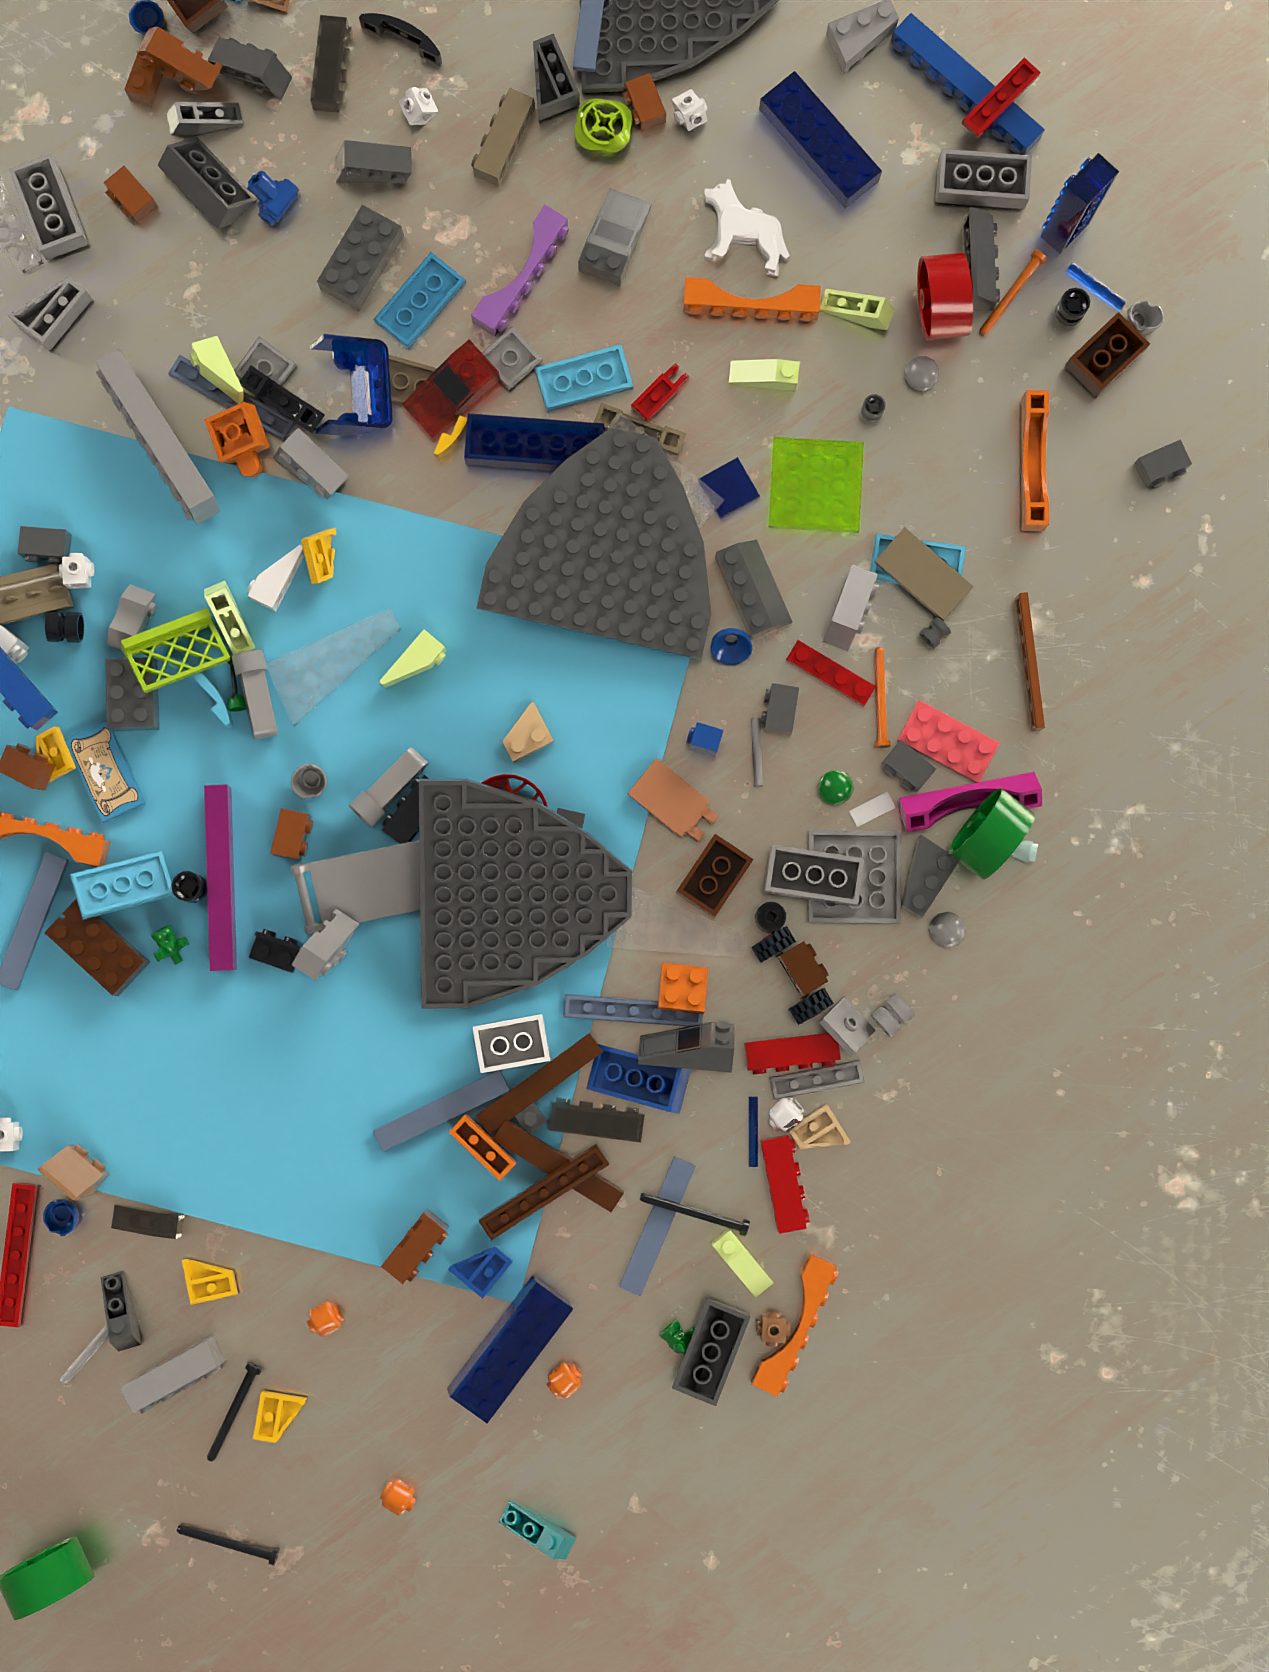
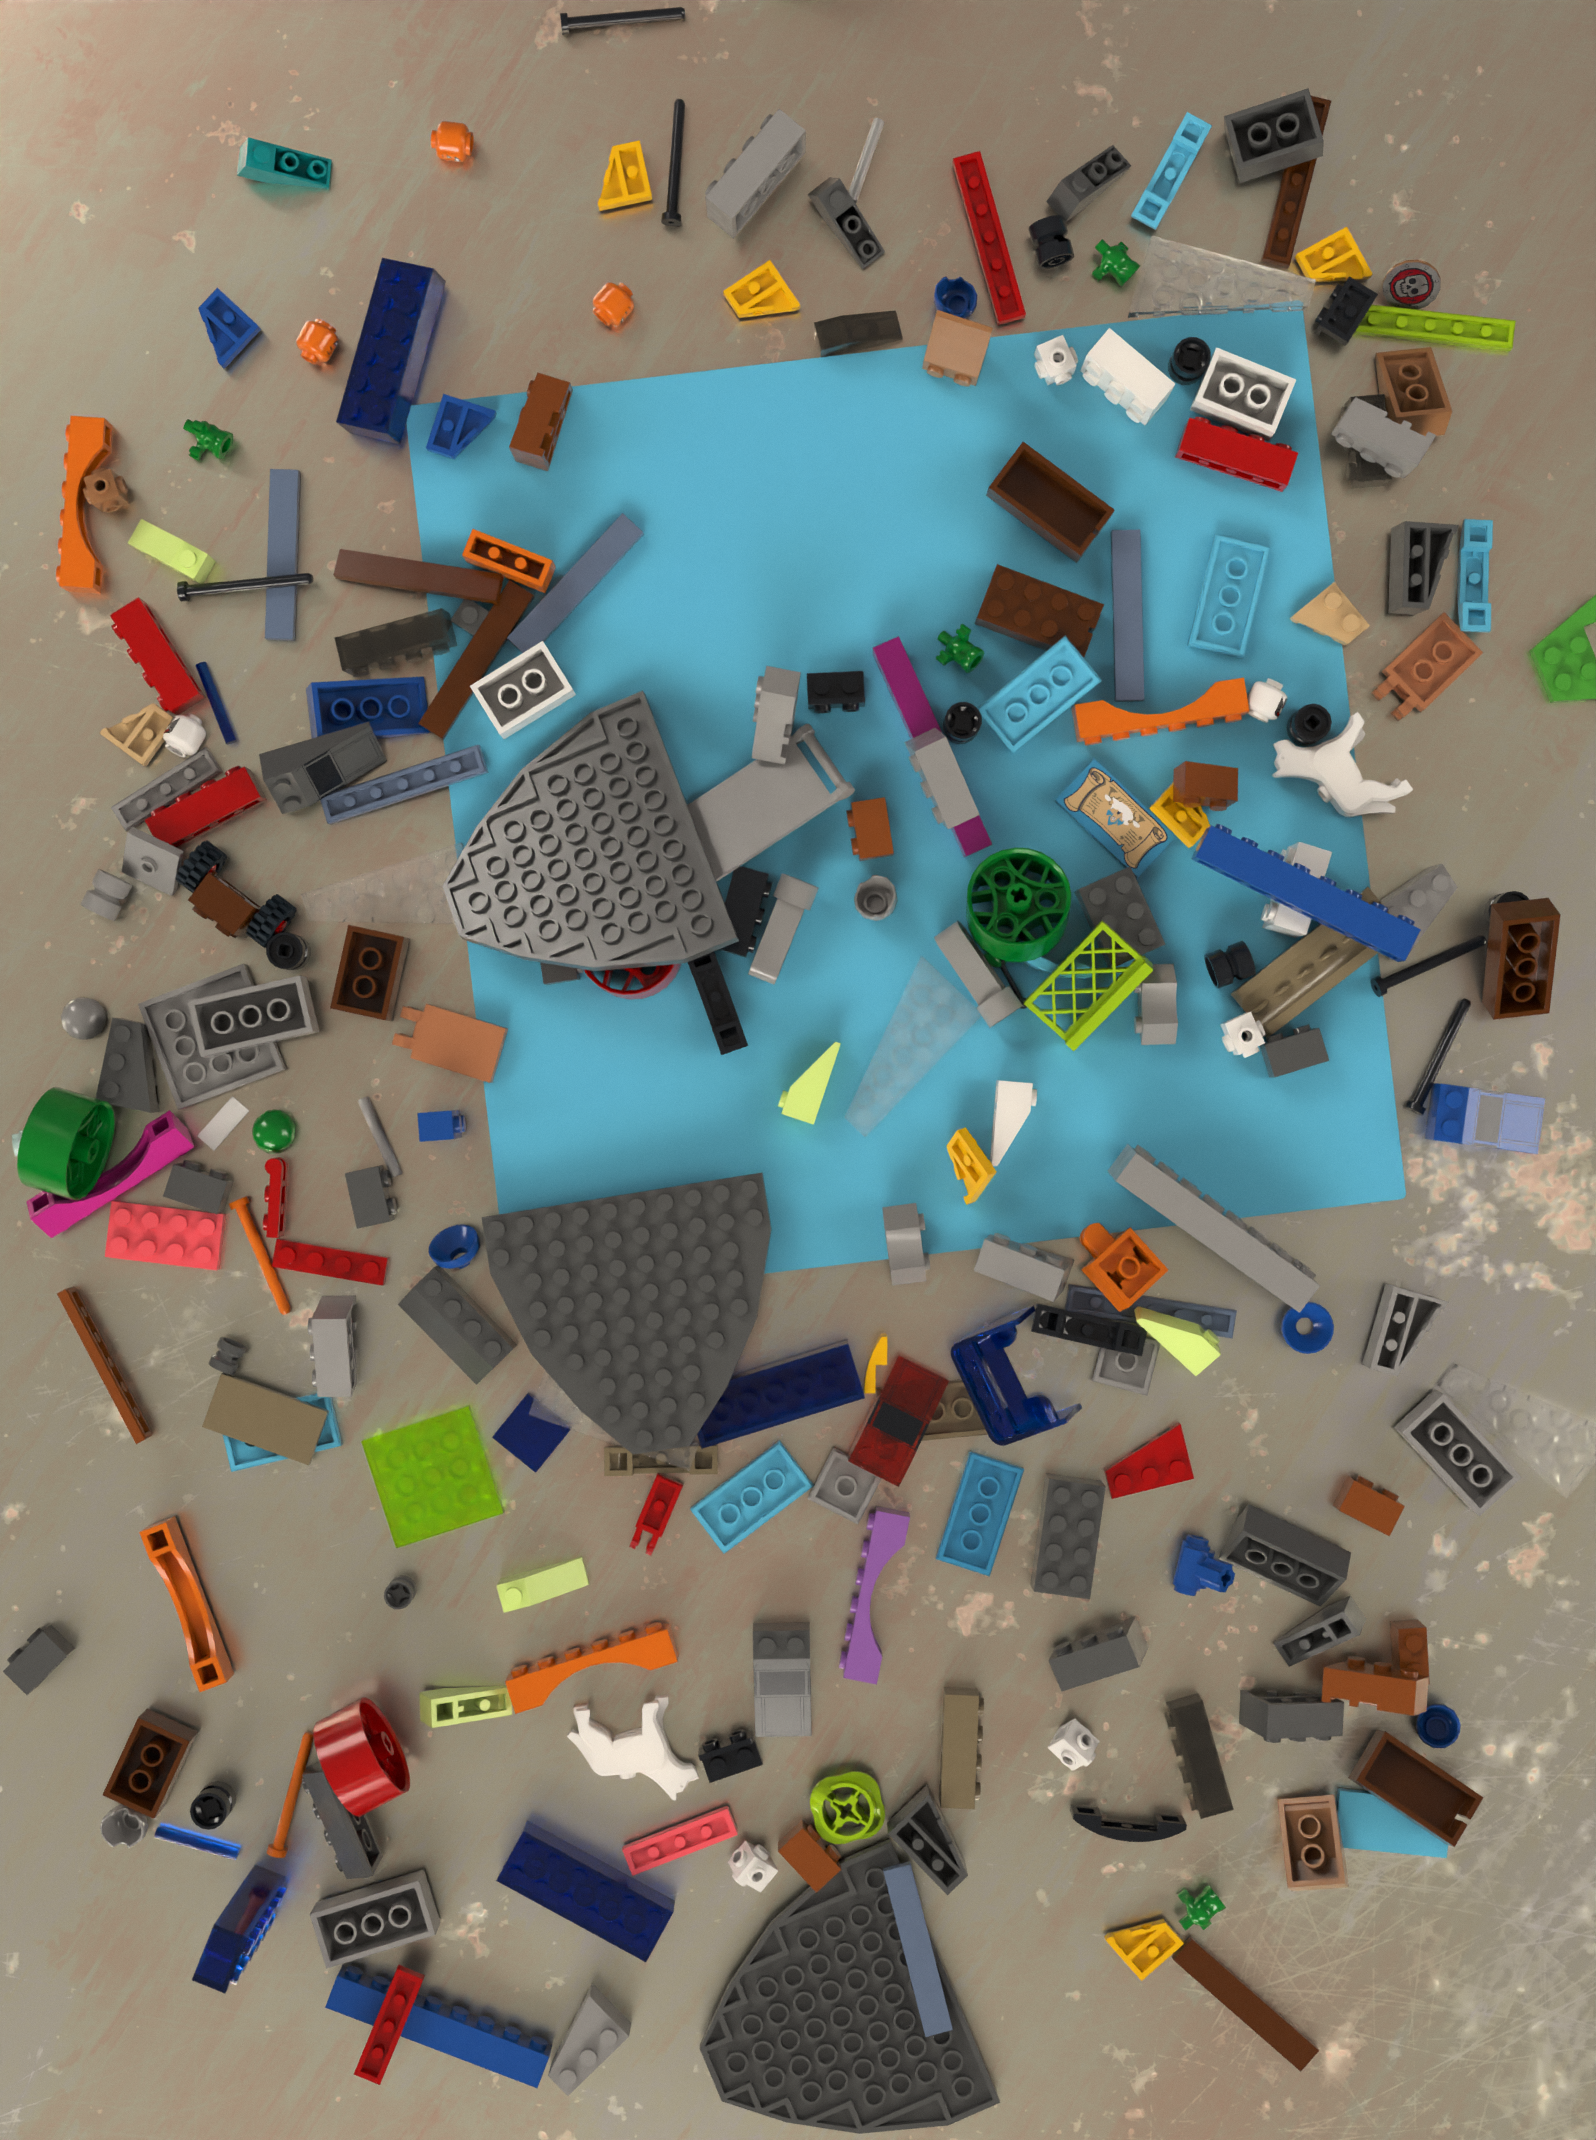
camera: 160 degrees right, 5 degrees up
(53, 1028) = (1049, 502): none -> reddish brown piece
(118, 329) = (1319, 1335): none -> blue piece
(202, 731) = (1018, 904): none -> green wheel
(220, 848) = (941, 778): none -> light grey wedge
(229, 618) = (1045, 1050): yellowish green slope -> none
(276, 285) = (1152, 1466): none -> red wing
(392, 516) = (904, 1244): none -> light grey brick
(460, 743) = (718, 1003): none -> black slope
(527, 734) = (648, 1051): tan wing -> none
(544, 1191) = (422, 539): reddish brown tile -> none
(630, 1421) = (226, 326): none -> blue wing
(675, 197) = (730, 1755): none -> black bracket
(682, 988) = (357, 832): orange plate -> none
(711, 1351) = (161, 436): dark grey slope -> none
(737, 149) = (680, 1840): none -> coral plate
(853, 738) = (276, 1197): none -> red plate
(921, 373) = (360, 1657): light grey hair -> none

